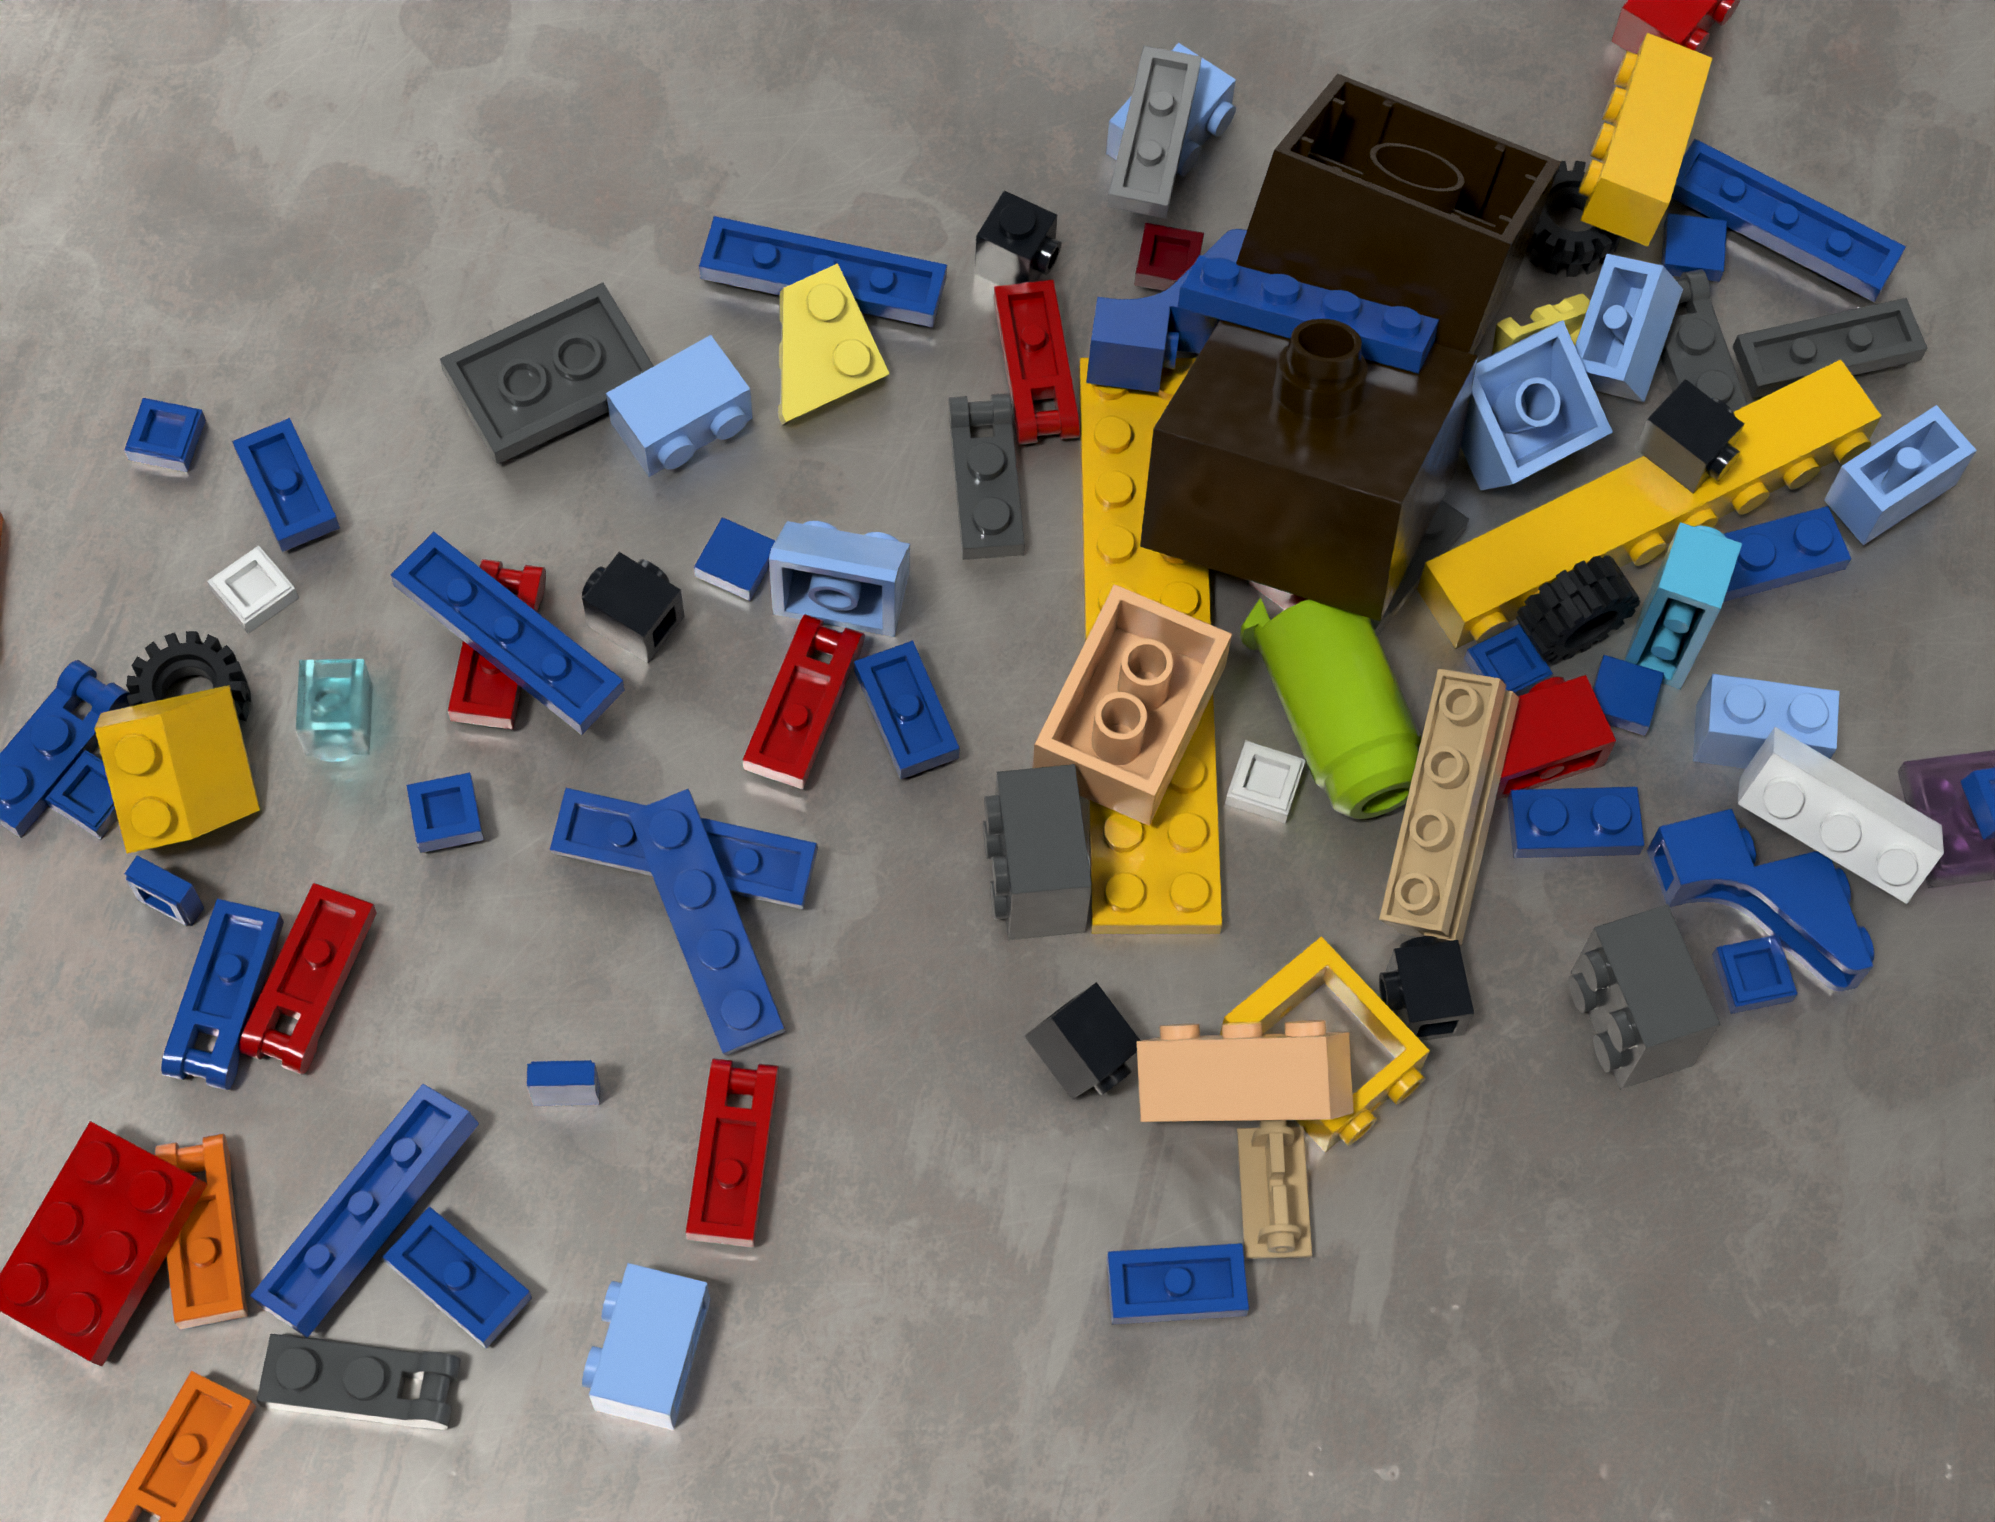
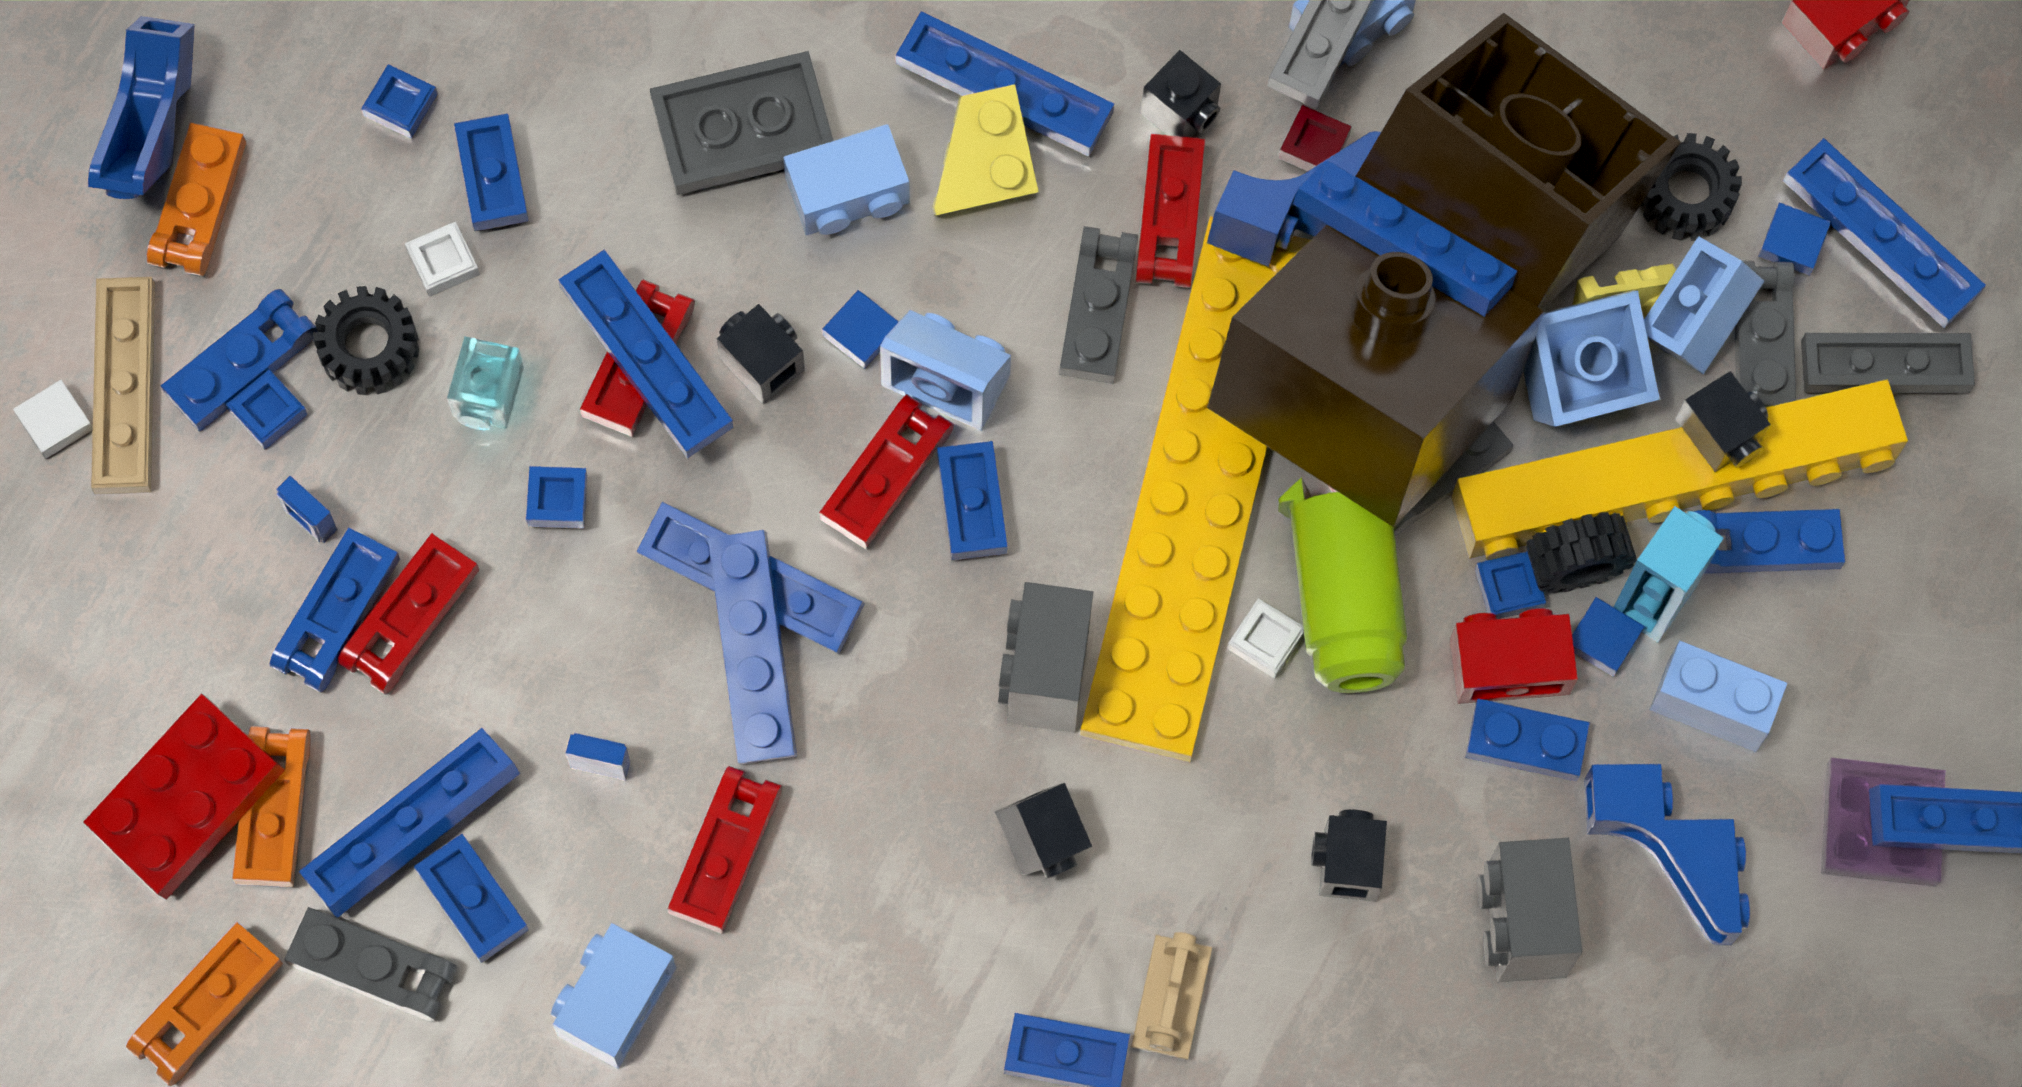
camera: 15 degrees right, 5 degrees up
(176, 767) = (339, 406): yellow slope -> none
(1133, 702) = (1161, 546): light nougat brick -> none
(1245, 1073) = (1168, 892): light nougat brick -> none
(1299, 980) = (1222, 831): yellow window -> none
(1449, 806) = (1412, 703): tan brick -> none
(1645, 138) = (1774, 131): yellow brick -> none
(1754, 974) = (1643, 911): blue tile -> none
(1841, 815) = (1753, 793): white brick -> none
(1899, 474) = (1909, 497): light blue brick -> none

